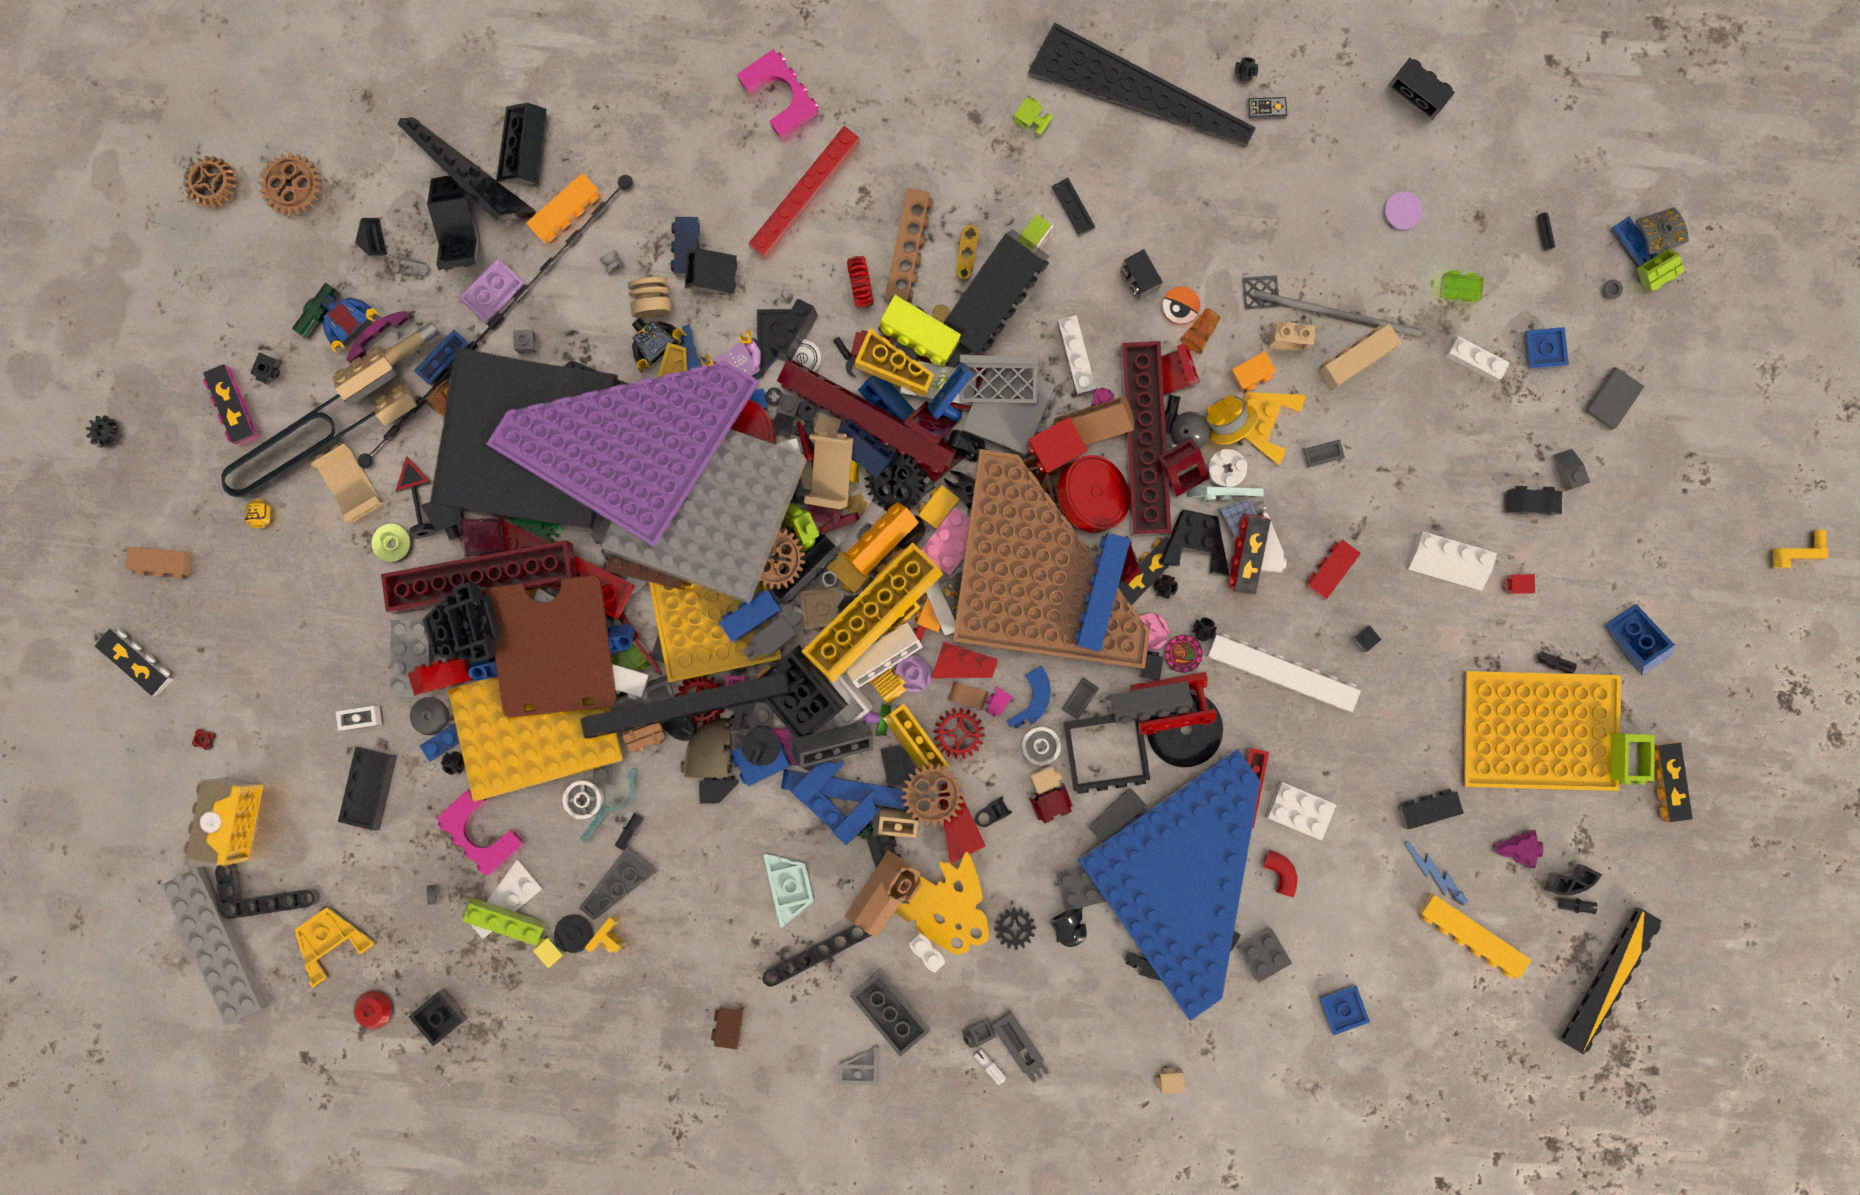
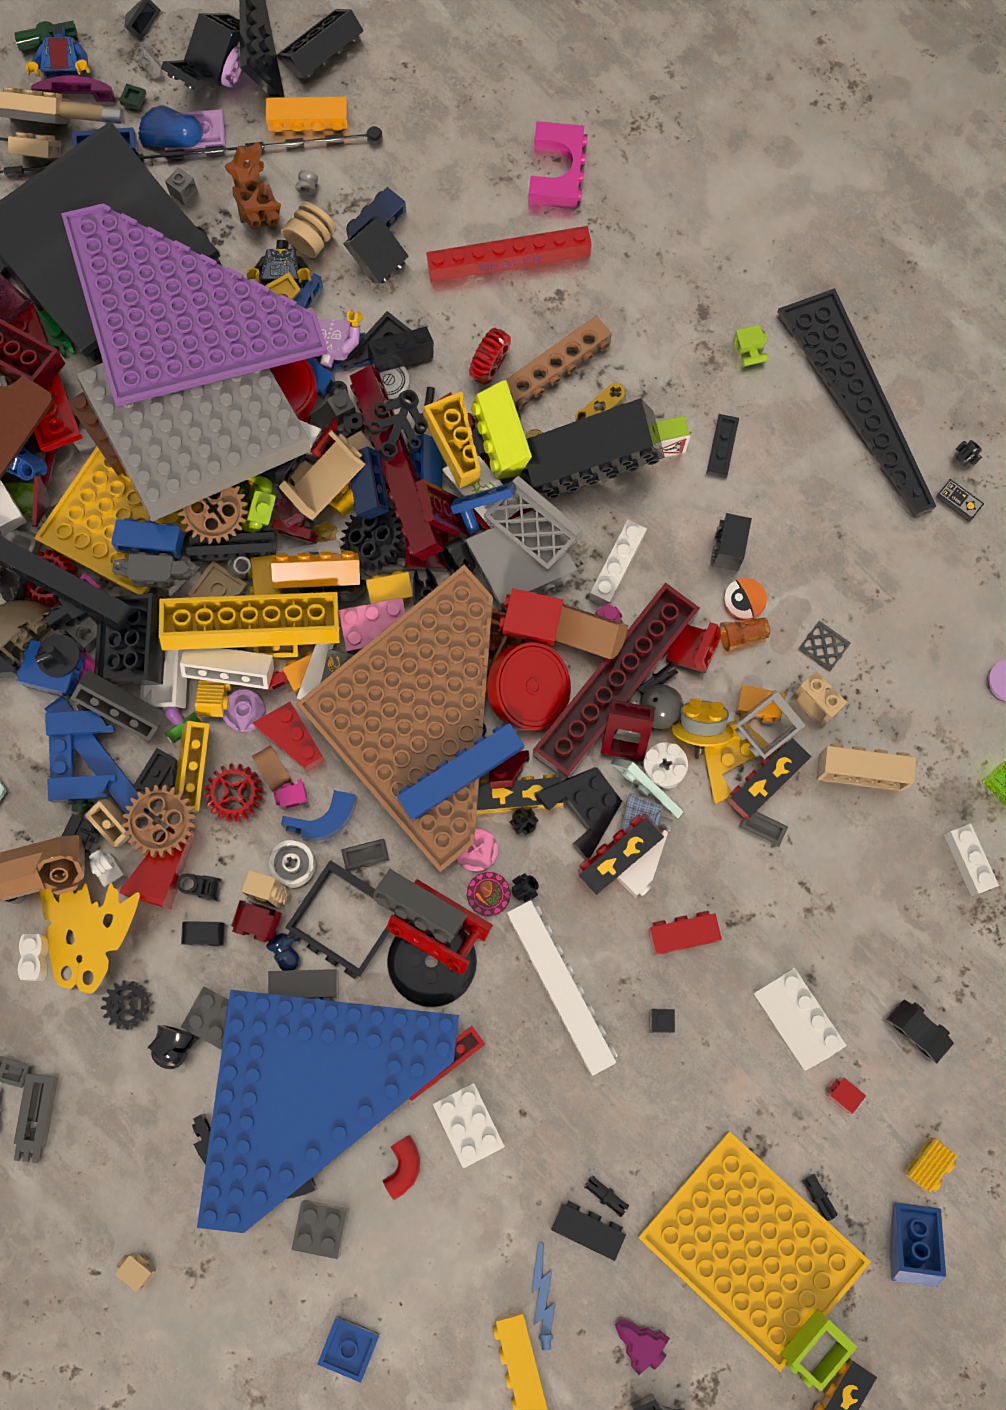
camera: 40 degrees right, 10 degrees down
(424, 303) = (132, 96): none -> dark green plate
(473, 305) = (169, 128): none -> blue hair
(479, 219) = (231, 68): none -> lavender tile
(589, 313) = (245, 174): none -> dark orange hips
(847, 386) = (400, 422): none -> black plant
(923, 855) = (107, 868): none -> white brick
(1022, 841) = (202, 933): none -> black beam
(1087, 807) = (284, 955): none -> dark blue animal
(1152, 666) = (450, 879): black brick -> none
(1289, 386) = (797, 725): none -> light grey window
(1302, 418) = (768, 779): none -> black brick
(1335, 312) = (880, 721): light grey piece -> none
(1423, 778) = (606, 1196): none -> black pin
(1571, 469) = (978, 1032): dark grey slope -> none
(1609, 582) = (931, 1165): none -> yellow brick

